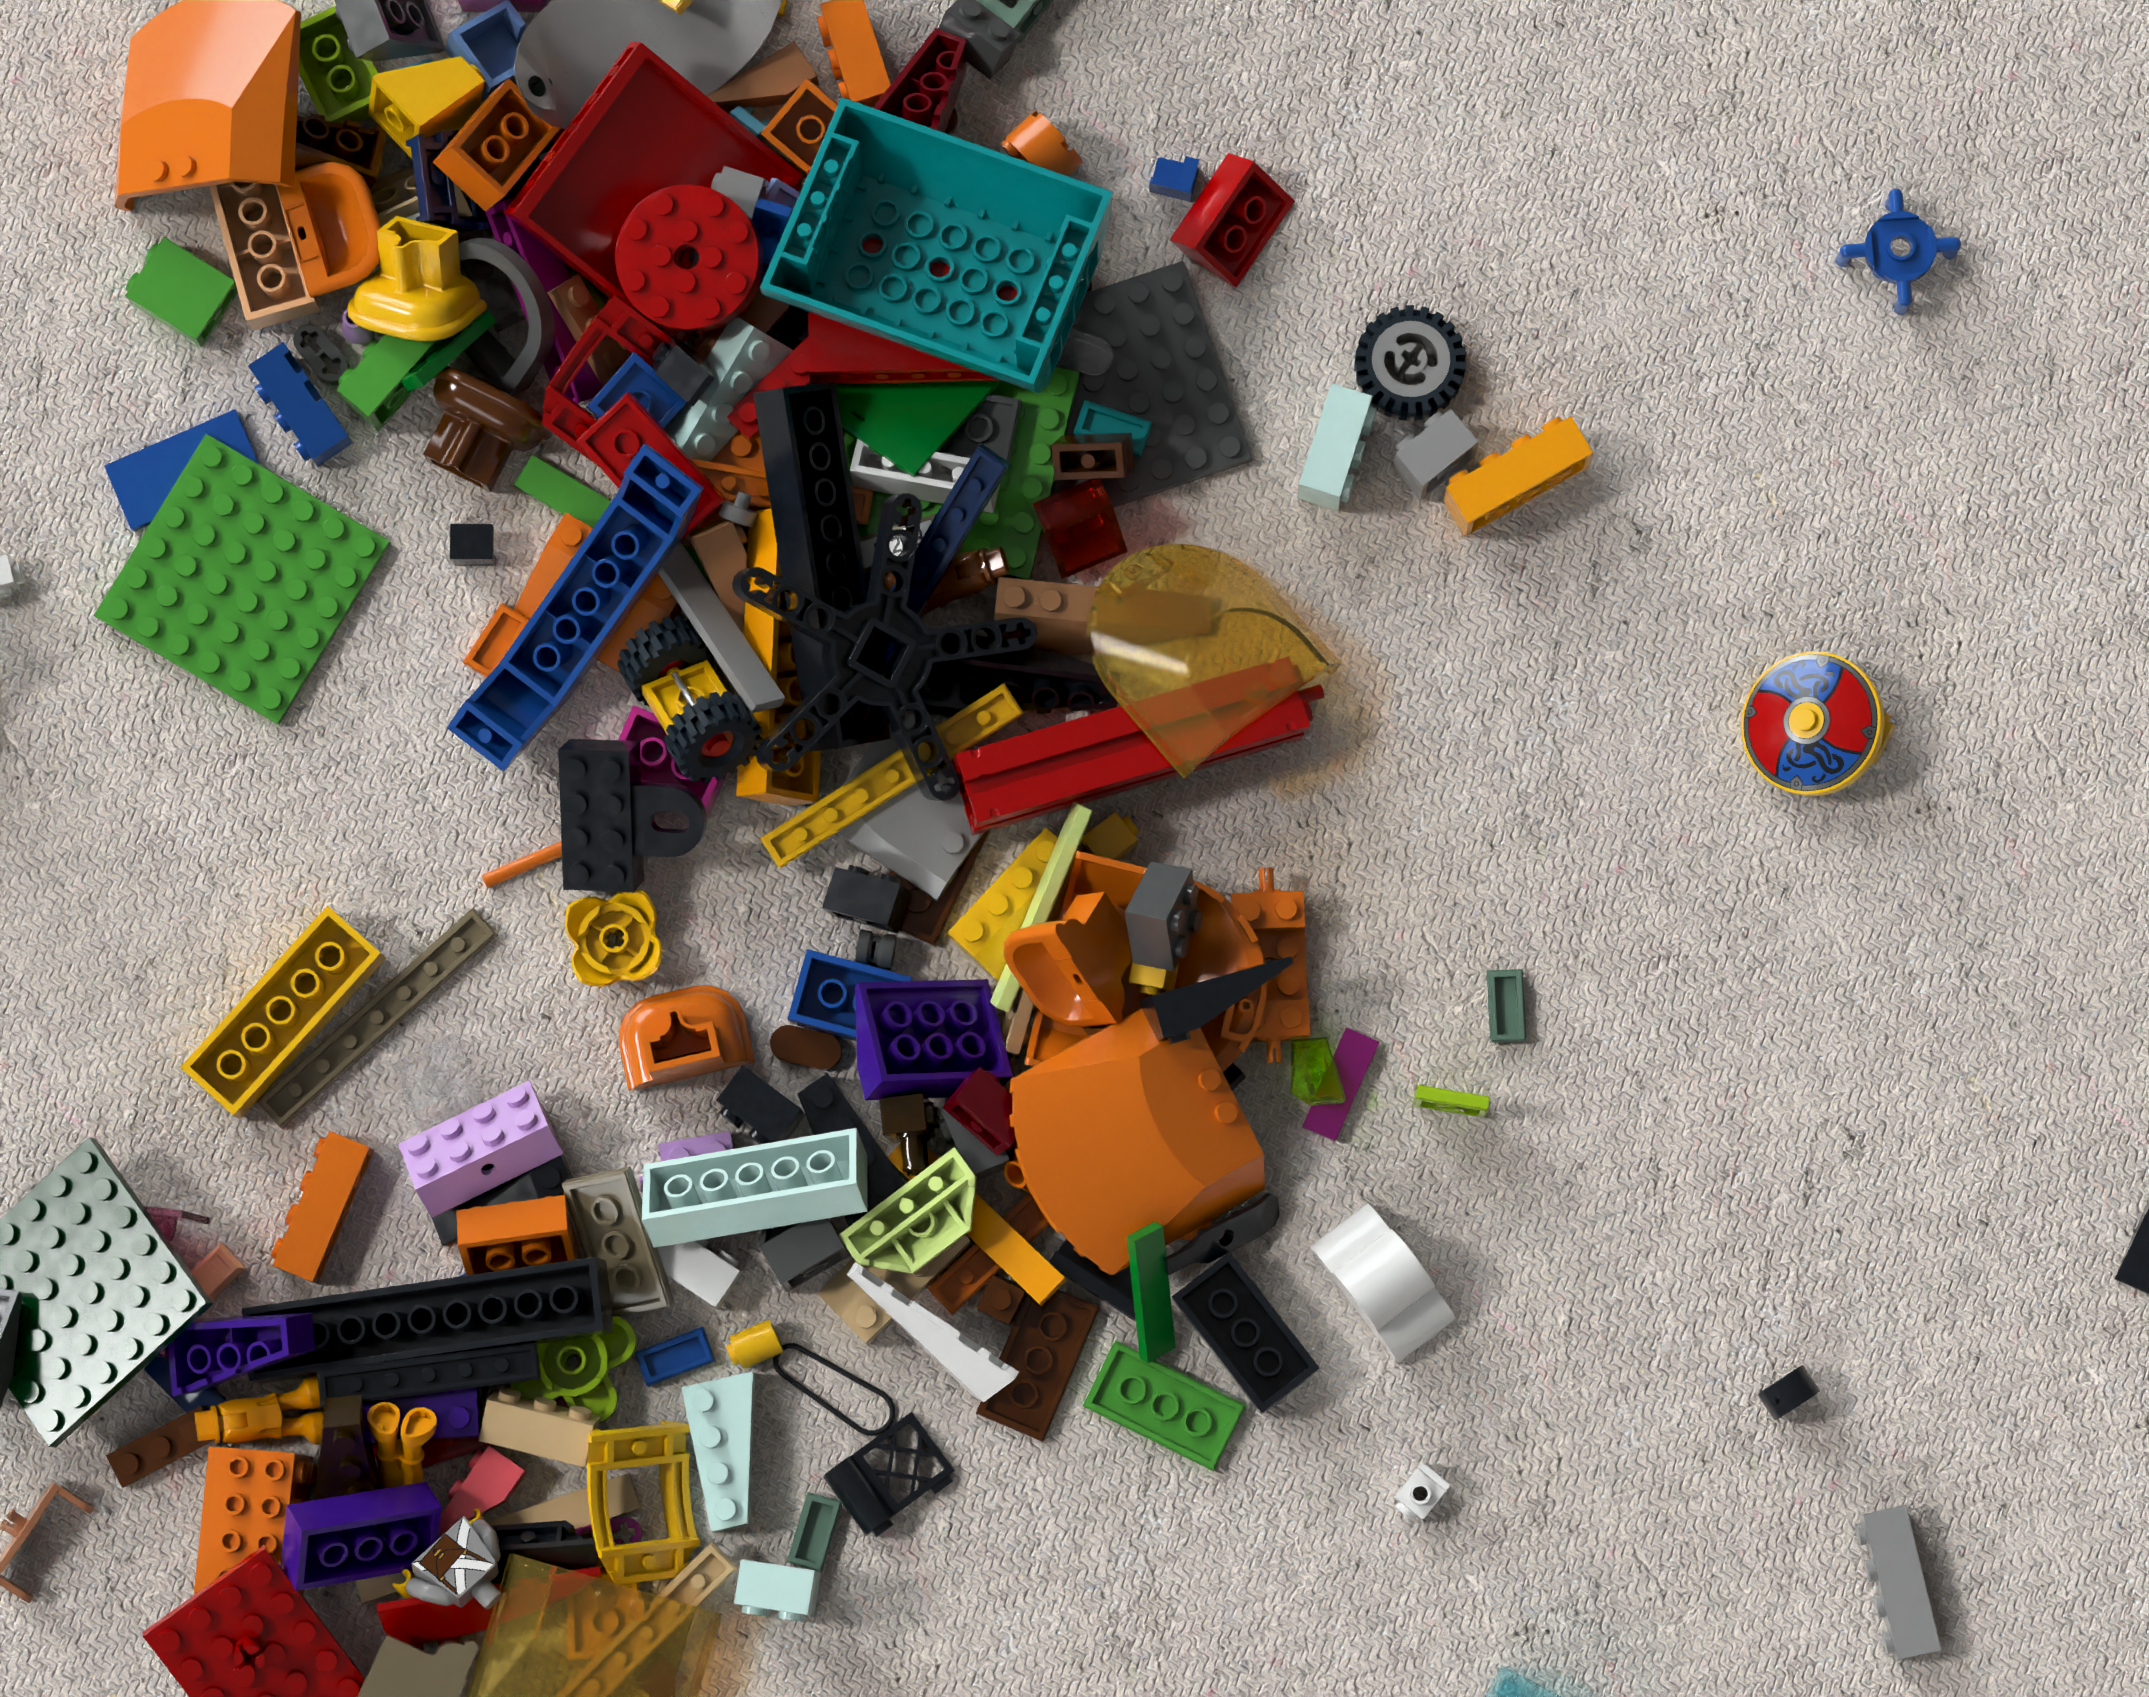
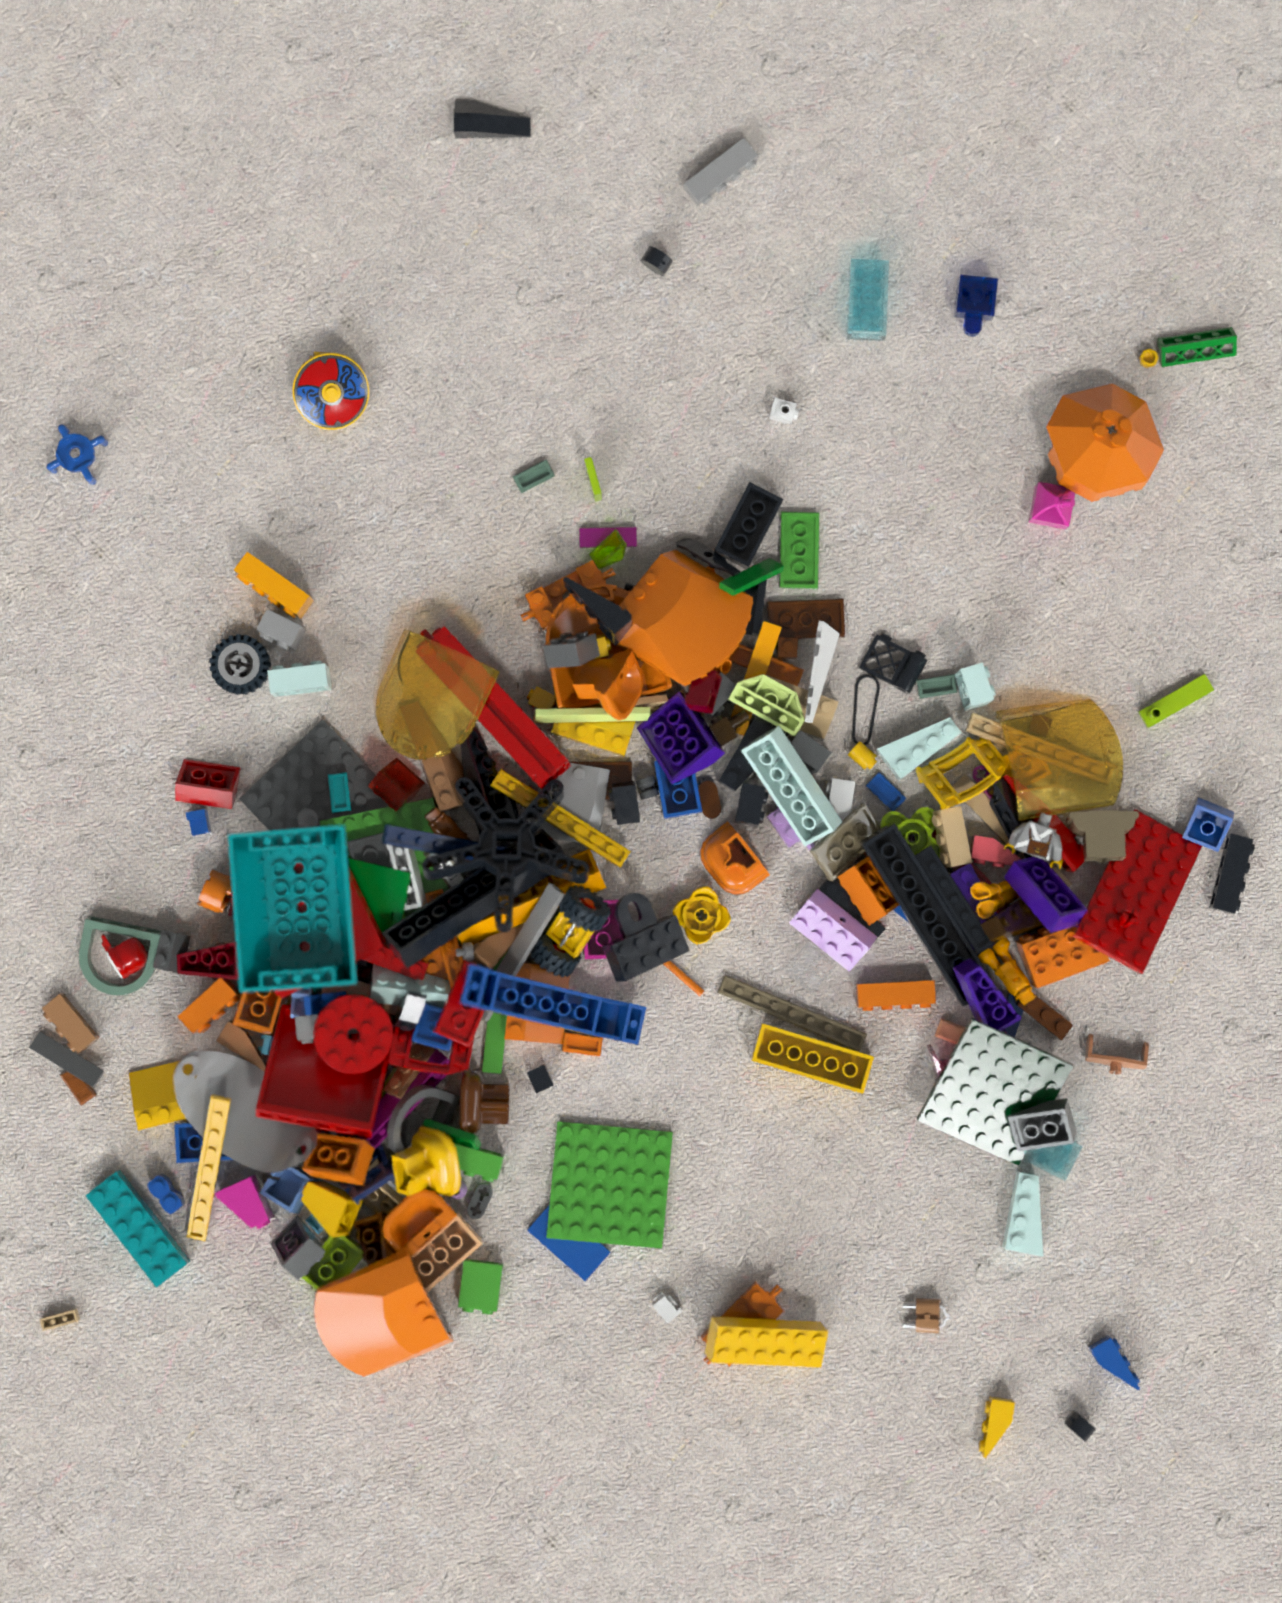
camera: 125 degrees left, 5 degrees up
(299, 405) = (511, 1197): blue wedge -> none
(1093, 456) = (359, 793): brick -> none
(1383, 1282) = (692, 474): white brick -> none

